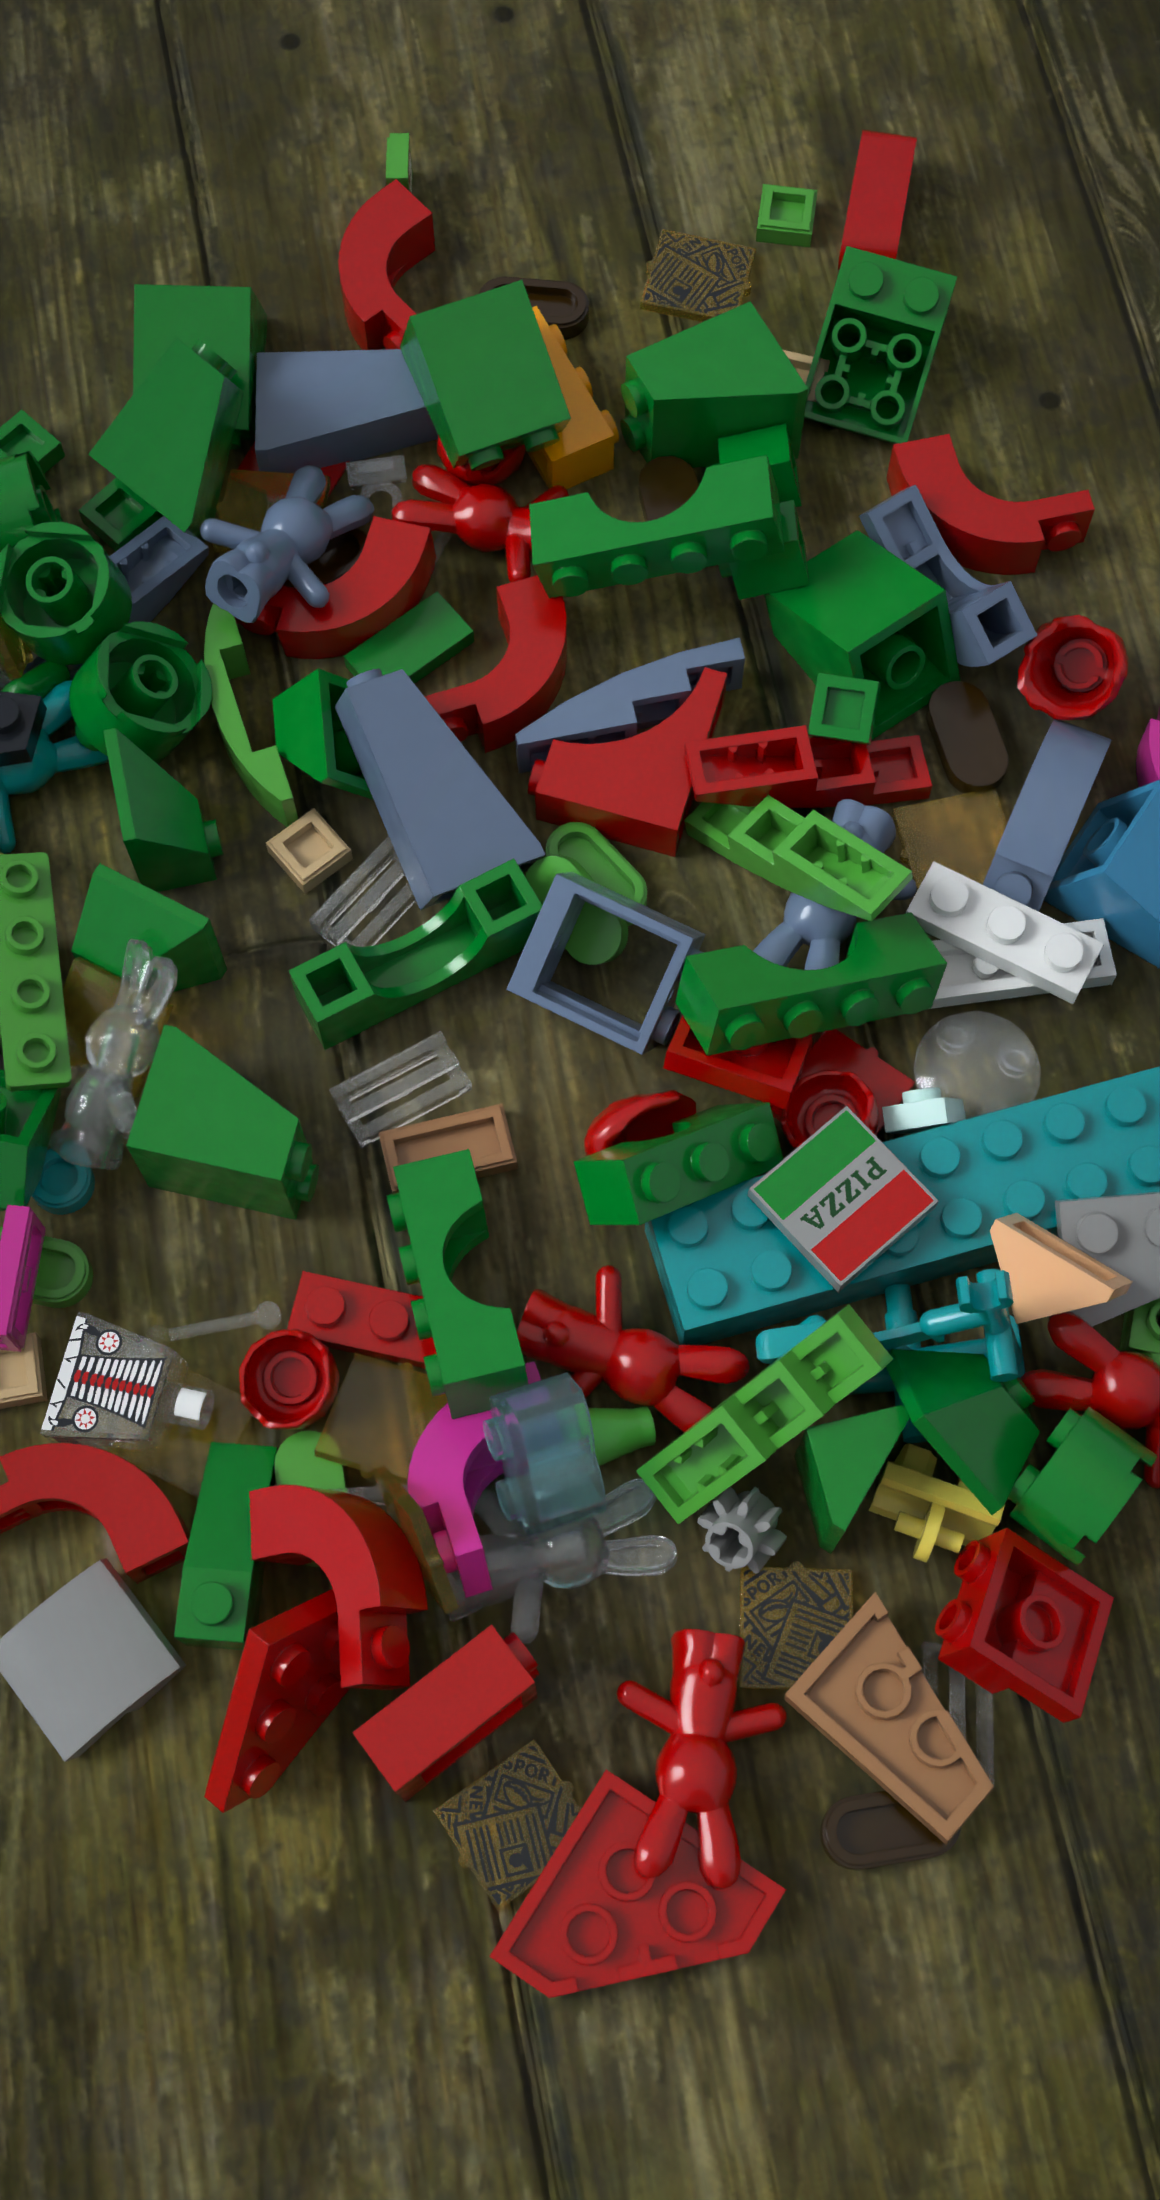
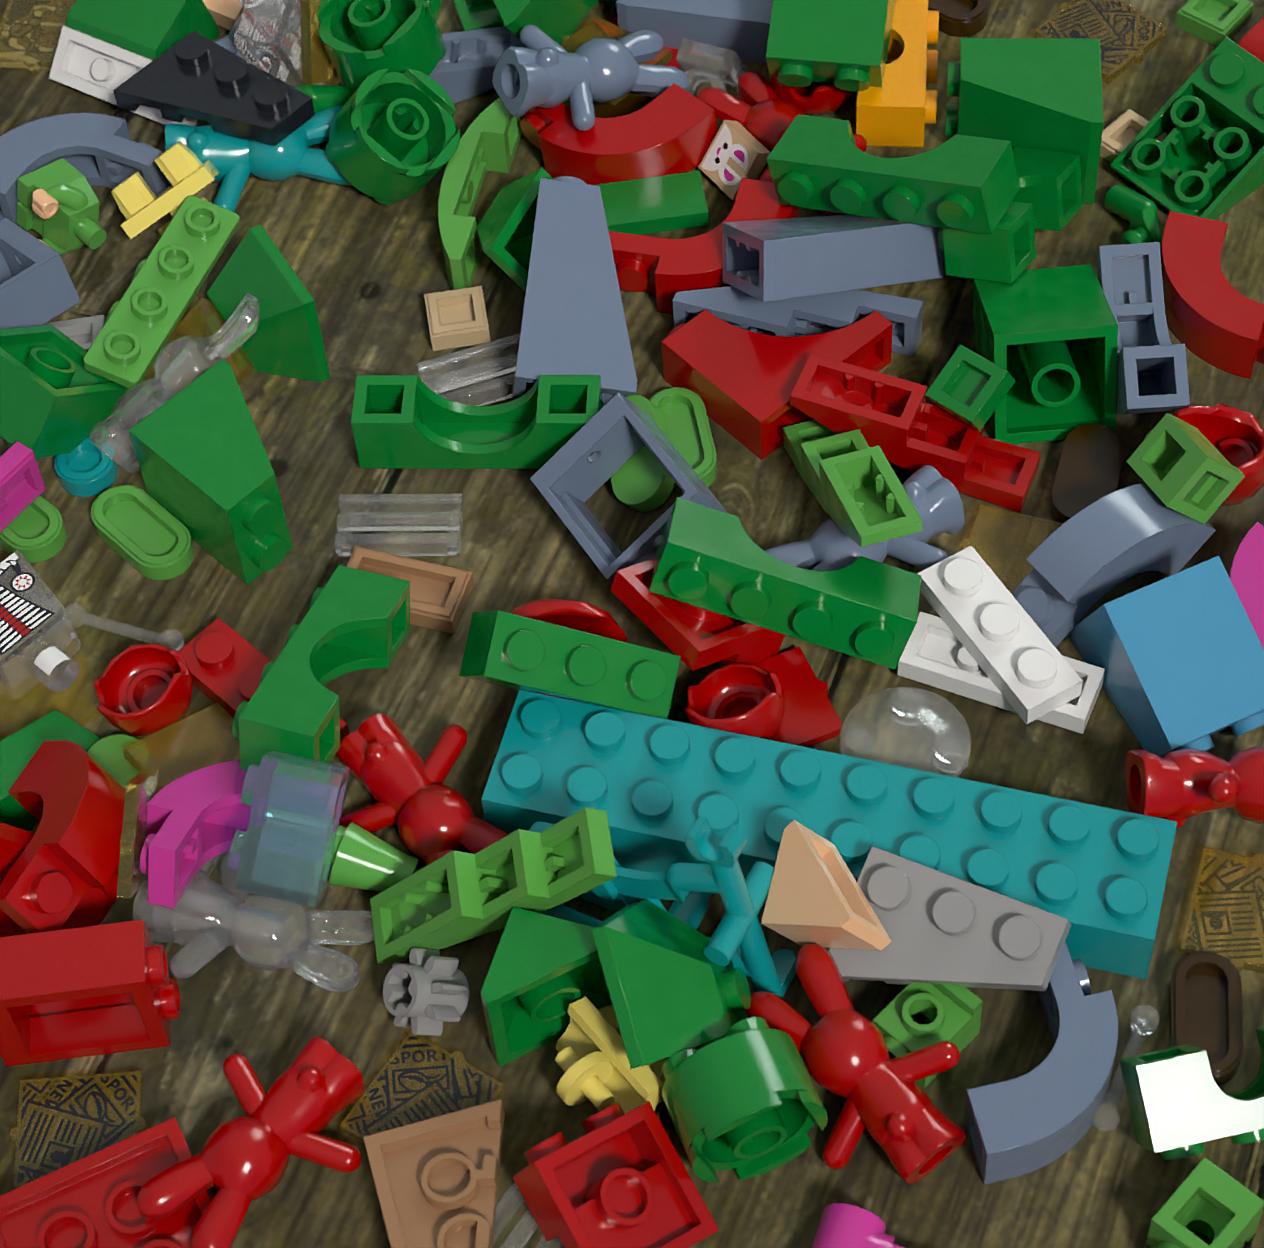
camera: 35 degrees right, 15 degrees down
(160, 820) = (341, 233): green slope -> none
(163, 1220) = (142, 532): none -> bright green tile
(465, 566) = (733, 156): none -> tile
(626, 641) = (826, 255): none -> sand blue slope
(842, 1198) = (684, 755): tile -> none
(860, 459) = (1138, 211): none -> green arm
(922, 1111) = (822, 734): light aqua plate -> none
(1052, 704) = (1184, 469): none -> bright green brick

